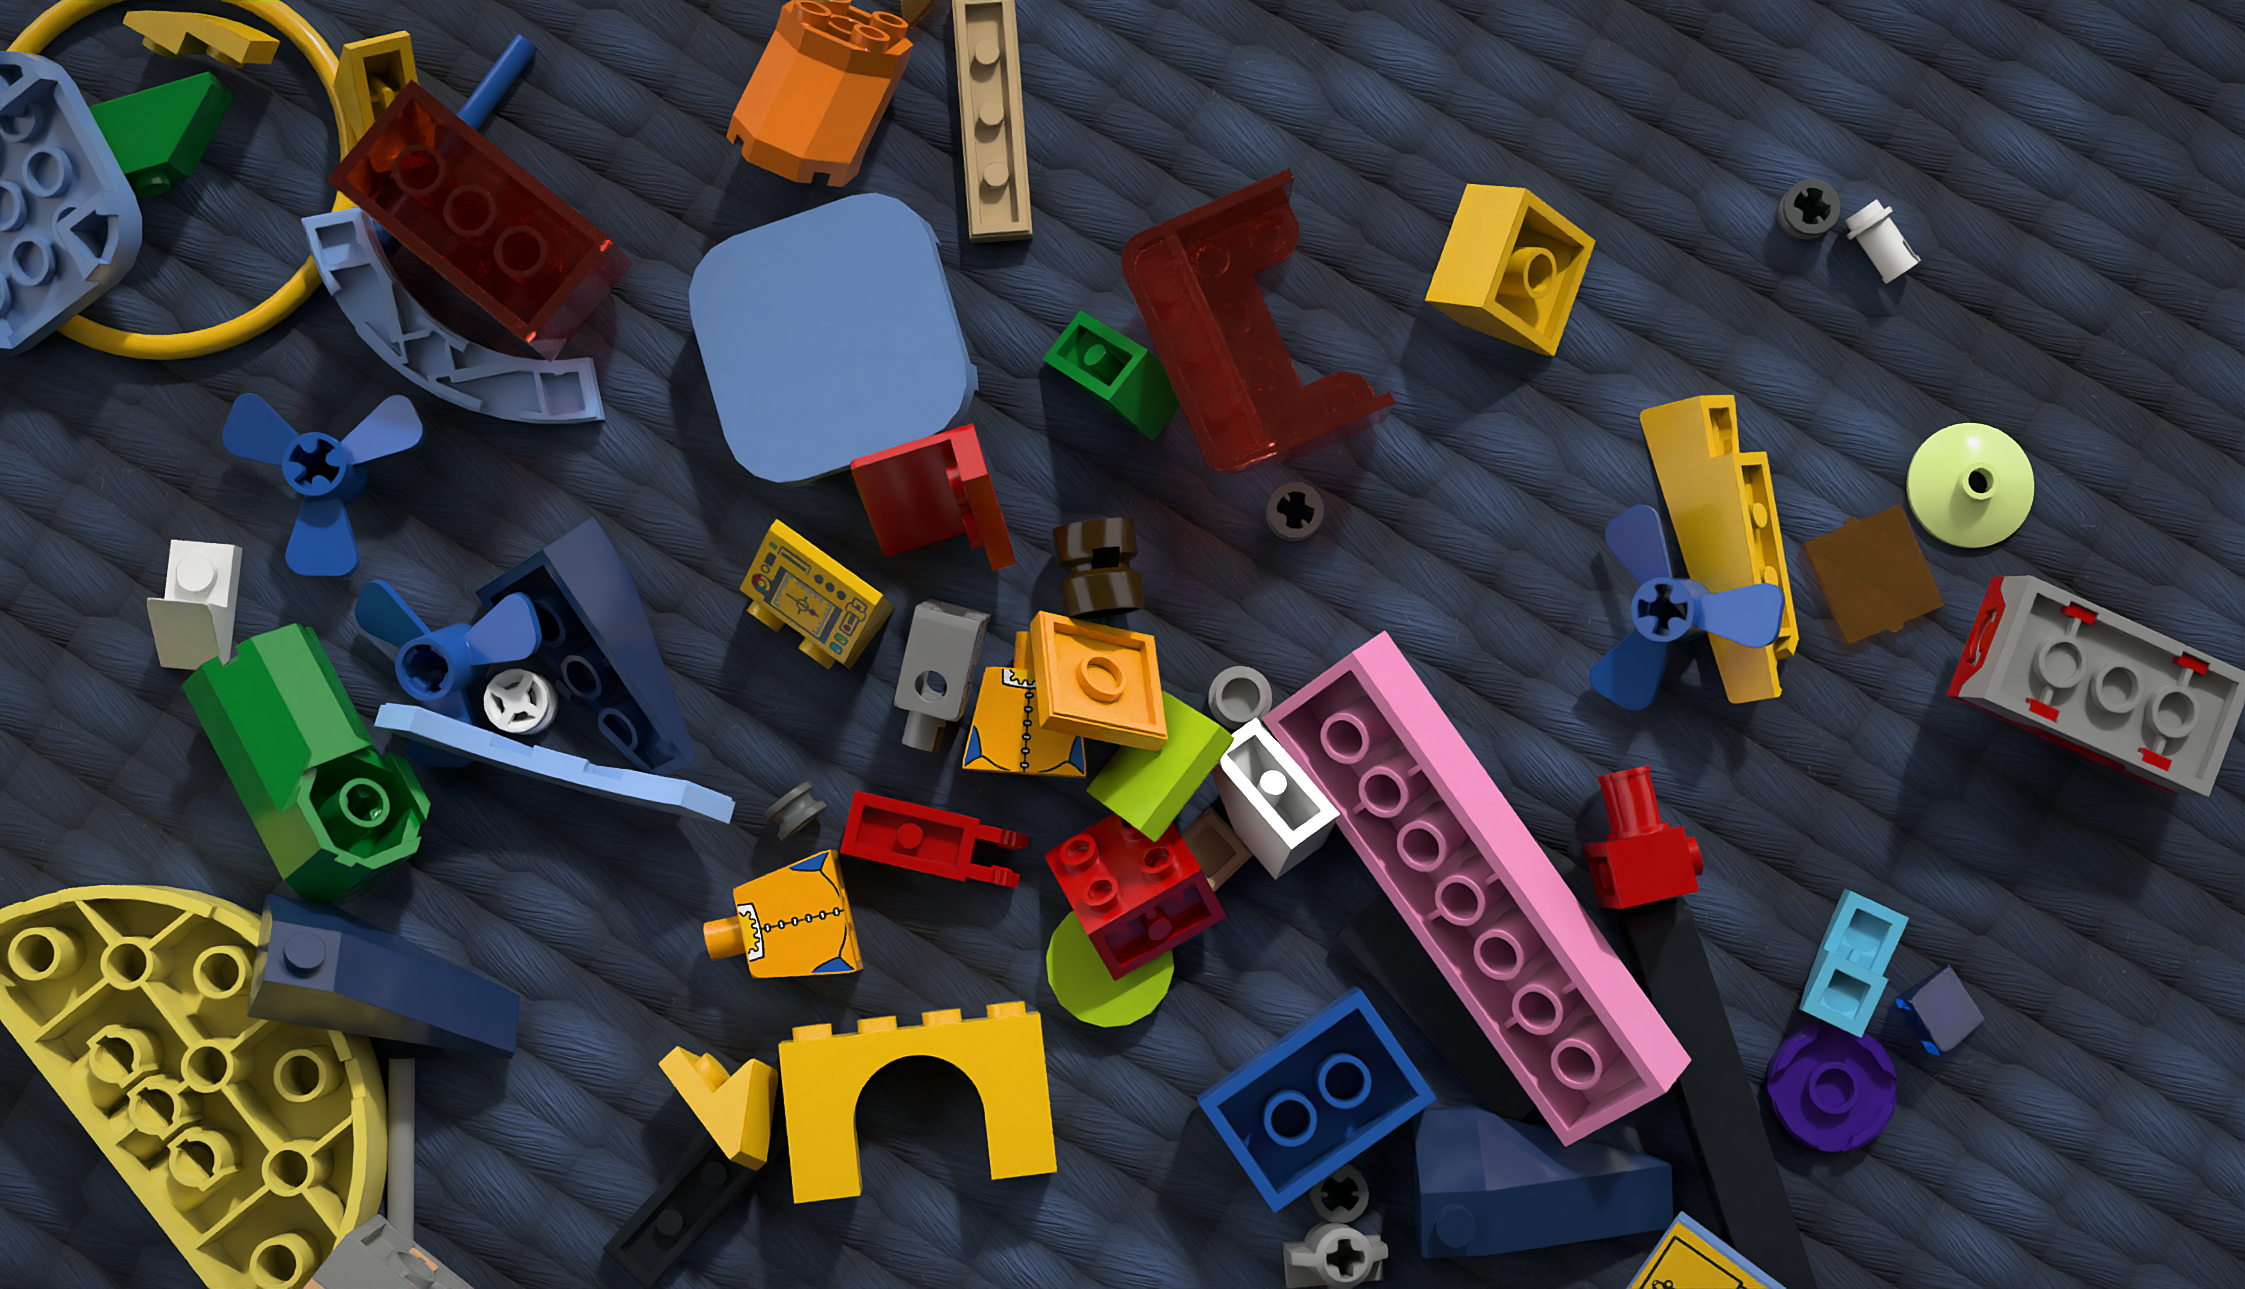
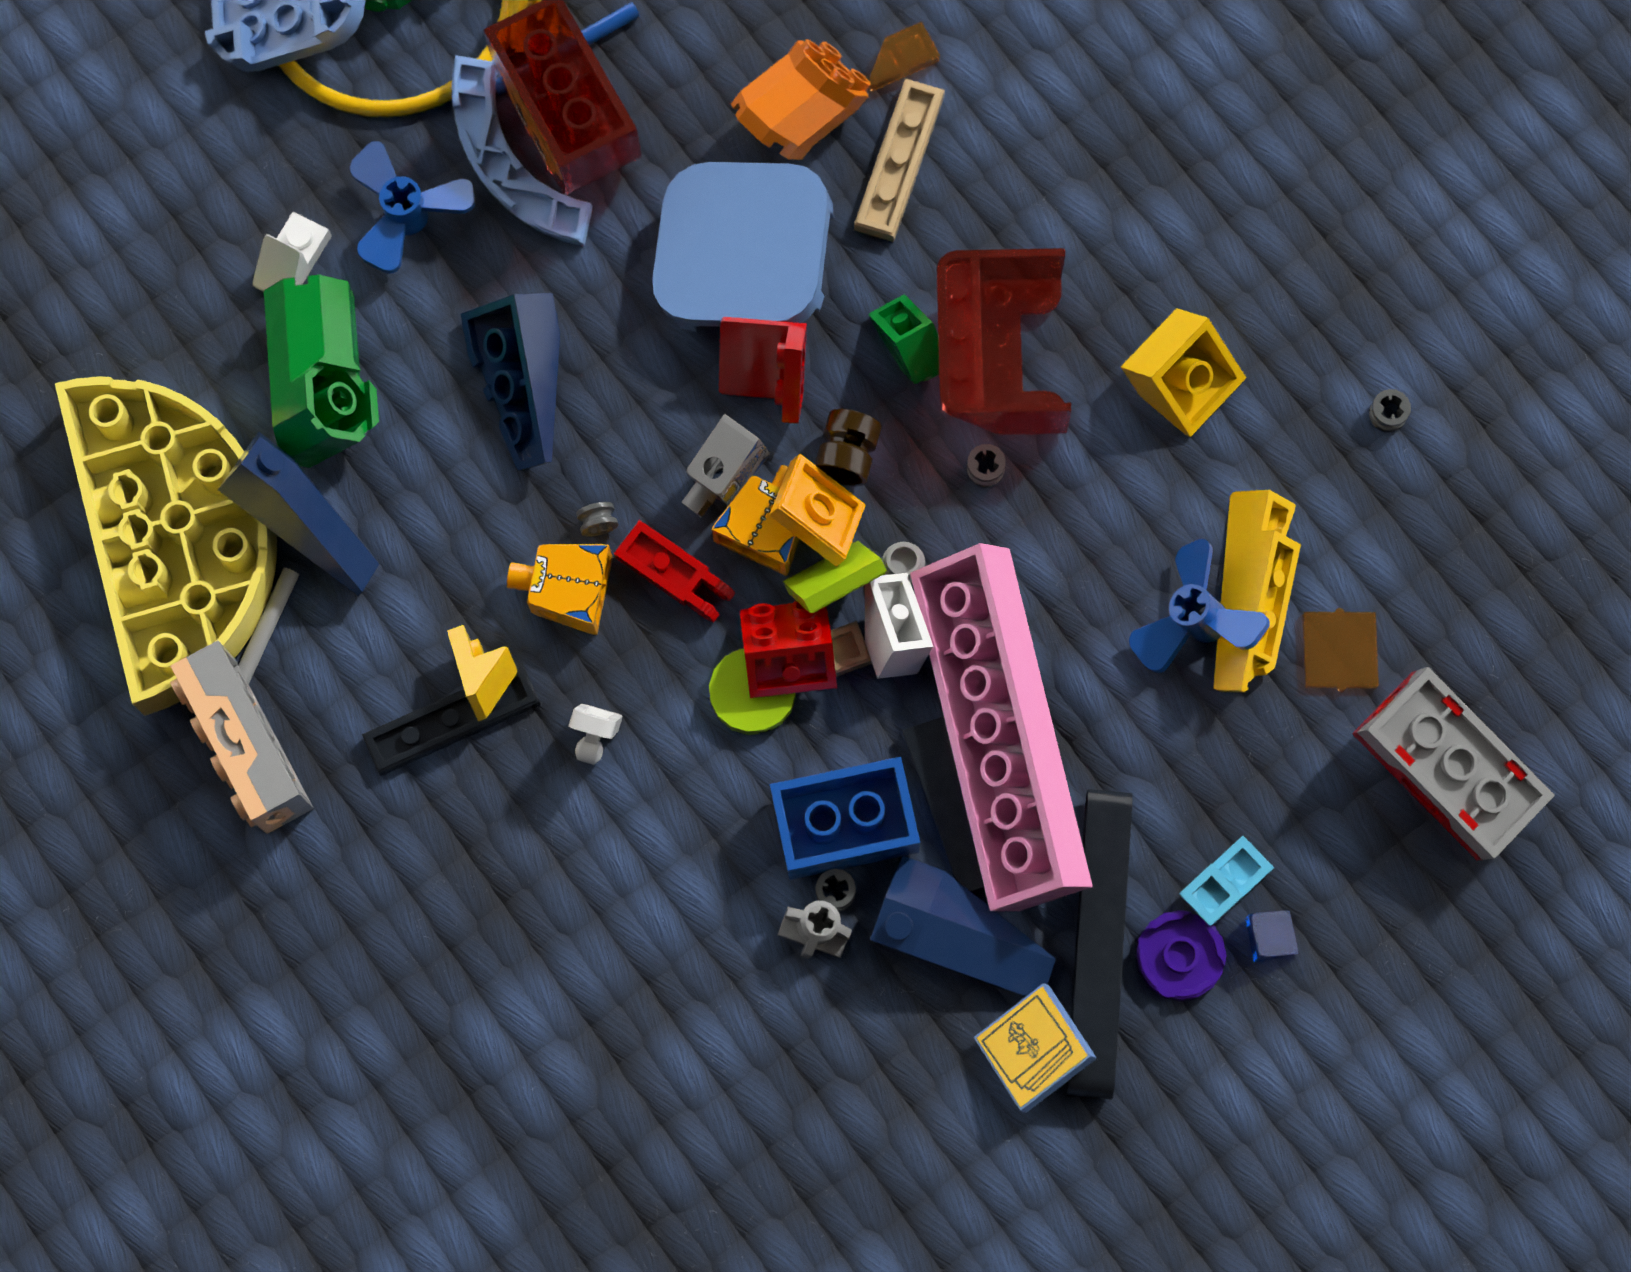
camera: 25 degrees right, 10 degrees down
(502, 635) = (407, 384): blue piece -> none
(509, 696) = (455, 379): white wheel -> none
(569, 771) = (501, 462): light blue tile -> none
(814, 596) = (665, 393): yellow slope -> none
(828, 1071) = (551, 680): yellow arch -> none
(919, 1111) = (595, 724): none -> white piece
(1641, 854) = (1114, 751): red brick -> none
(1881, 241) = (1428, 446): white pin -> none
(1941, 490) = (1413, 634): yellowish green dish -> none

